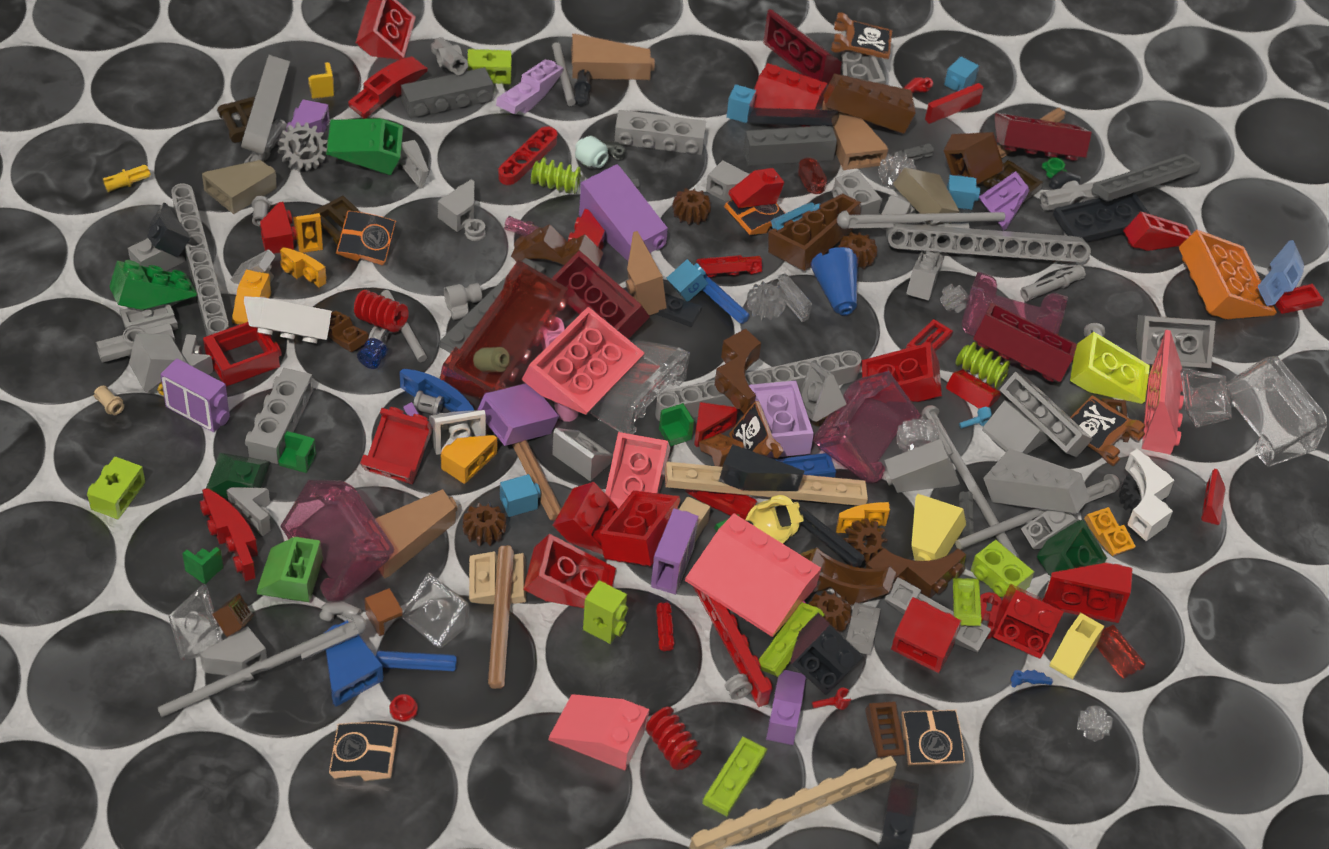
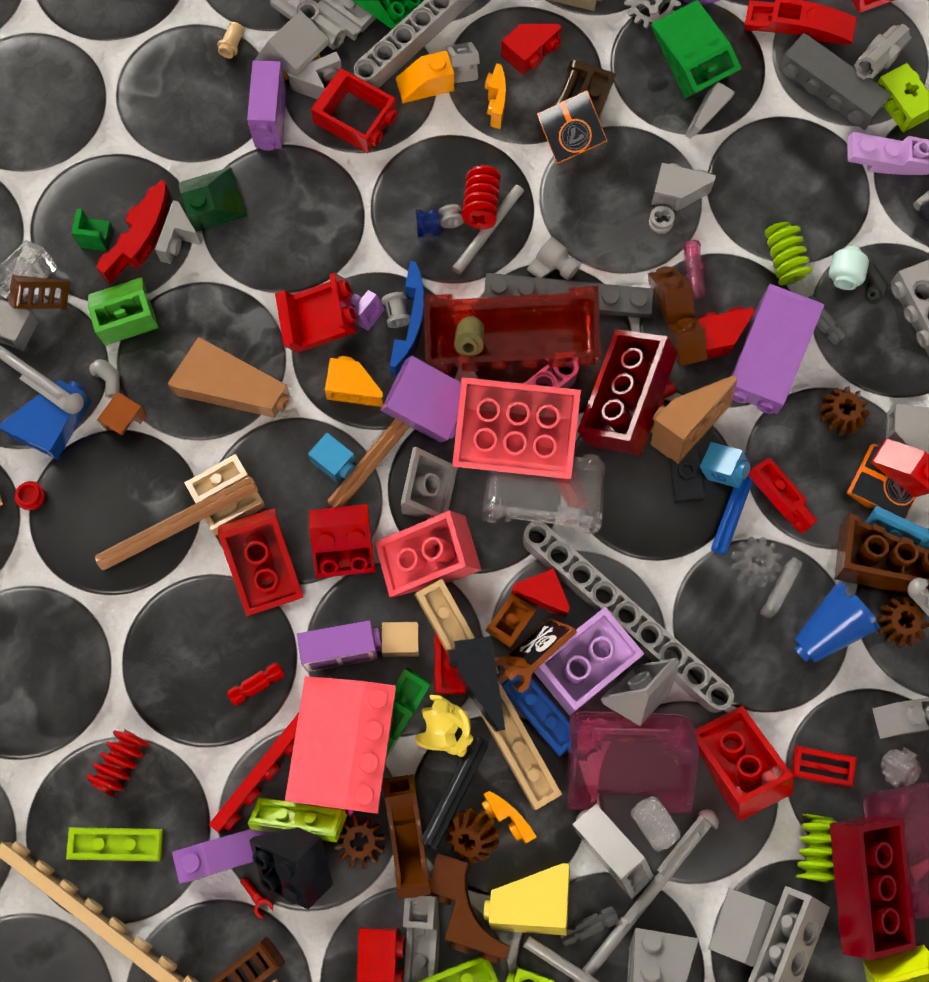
camera: 65 degrees right, 25 degrees up
(116, 487) = (132, 109): lime brick -> none
(260, 209) = (551, 13): light grey pin -> none
(279, 415) = (291, 201): light grey brick -> none
(287, 318) = (409, 122): white slope -> none
(298, 452) = (265, 233): green panel -> none
(308, 233) = (543, 71): light orange slope -> none
(344, 333) = (443, 180): reddish brown slope -> none
(348, 533) = (192, 316): clear pink windscreen -> none
(417, 660) = (88, 476): blue axle -> none
(437, 611) = (148, 463): clear slope -> none
(455, 425) = (372, 349): white slope -> none
(484, 524) = (266, 447): reddish brown gear -> none
(509, 177) = (804, 212): red beam -> none
(601, 728) = (97, 687): coral slope -> none
(605, 612) = (222, 619): lime brick -> none
(637, 527) = (353, 593): red slope -> none
(676, 424) = (516, 559): green panel -> none
(738, 354) = (641, 576): reddish brown arch -> none
(738, 686) = (216, 794): light grey bush -> none
(863, 627) = (364, 885): light grey slope -> none
(972, 389) = (780, 851): red slope -> none
(984, 415) = (744, 883): dark azure hand -> none

